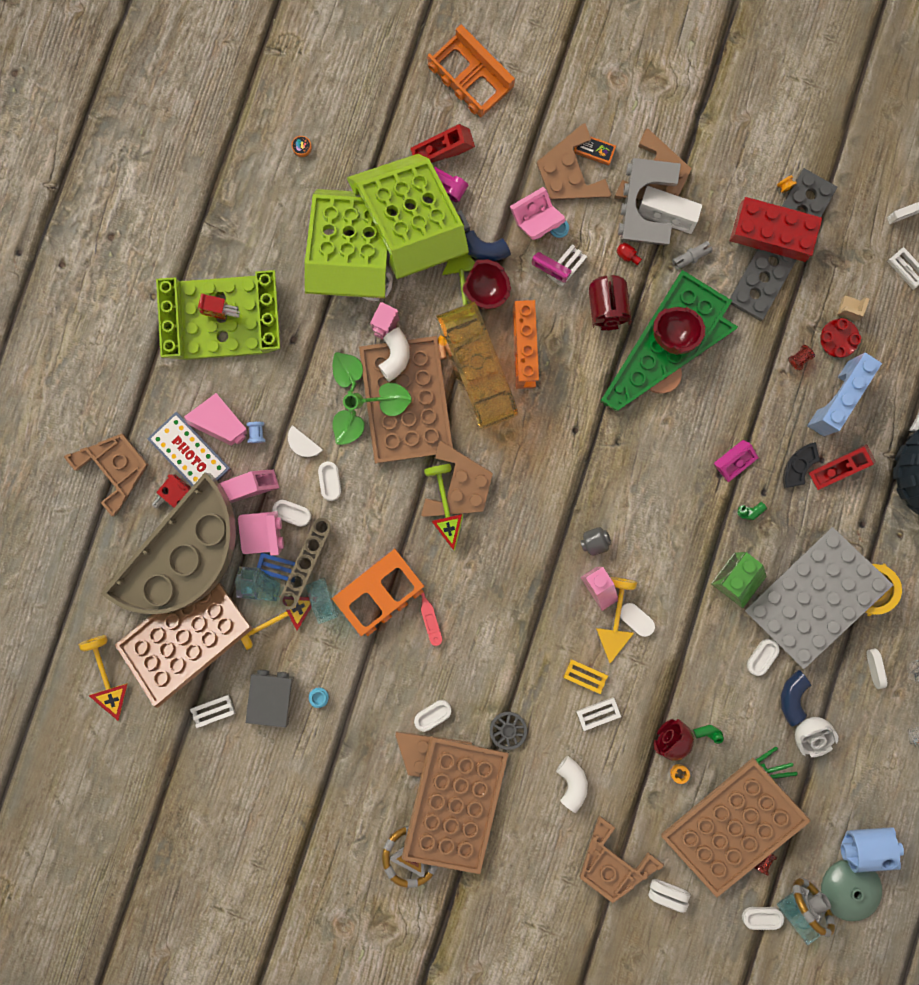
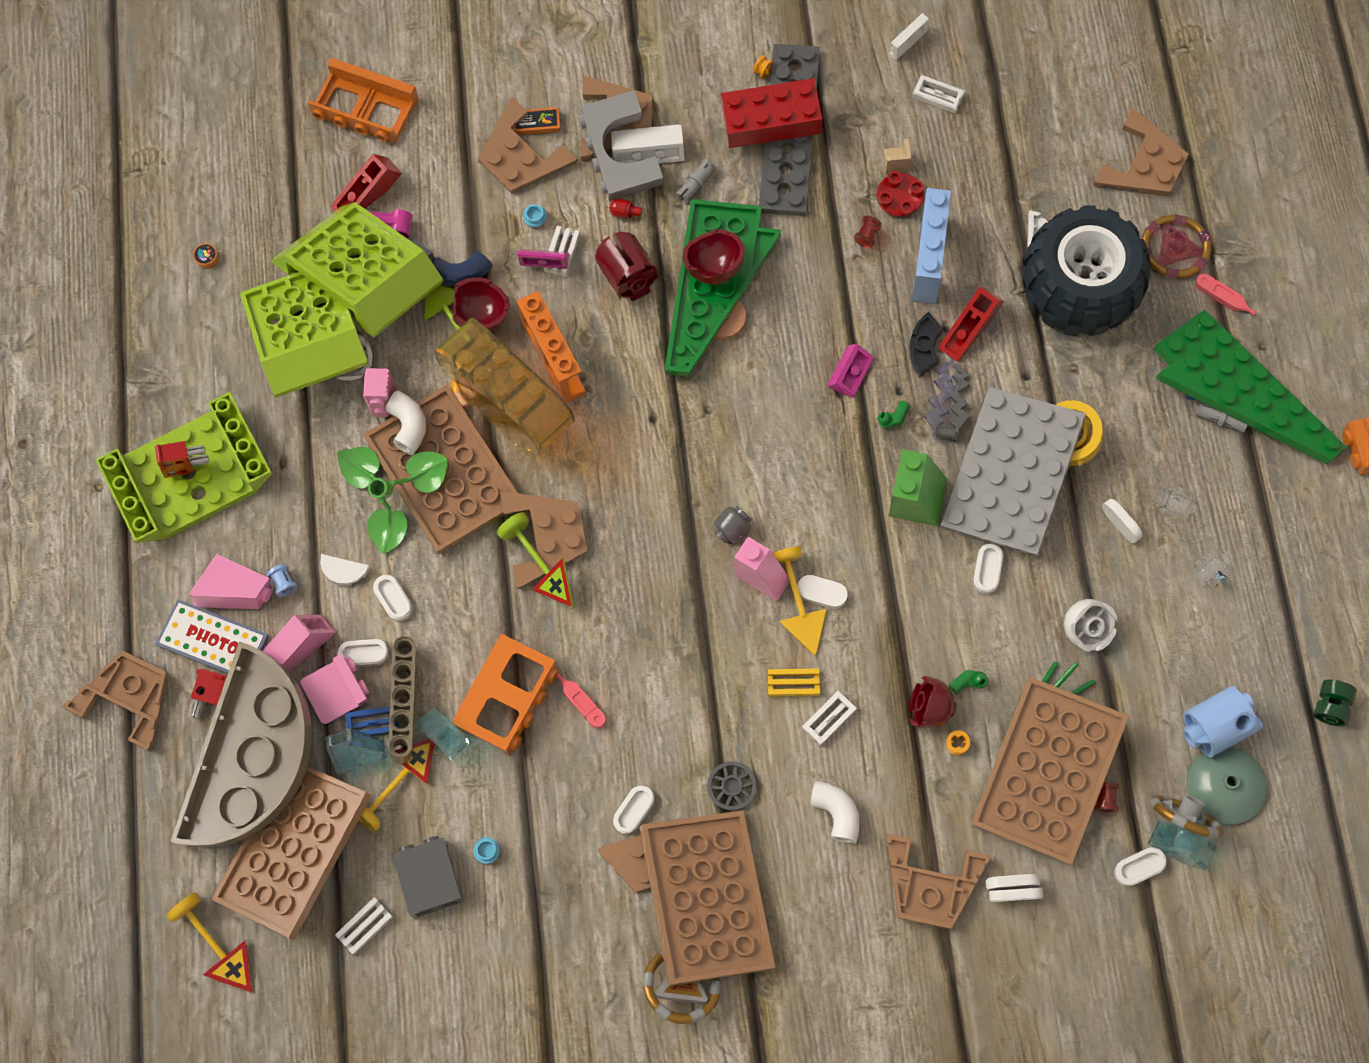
camera: 15 degrees left, 15 degrees down
(536, 214) = (501, 211): bright pink bracket -> none
(779, 526) = (933, 418): none -> piece
(791, 698) = (1042, 596): dark blue cylinder -> none

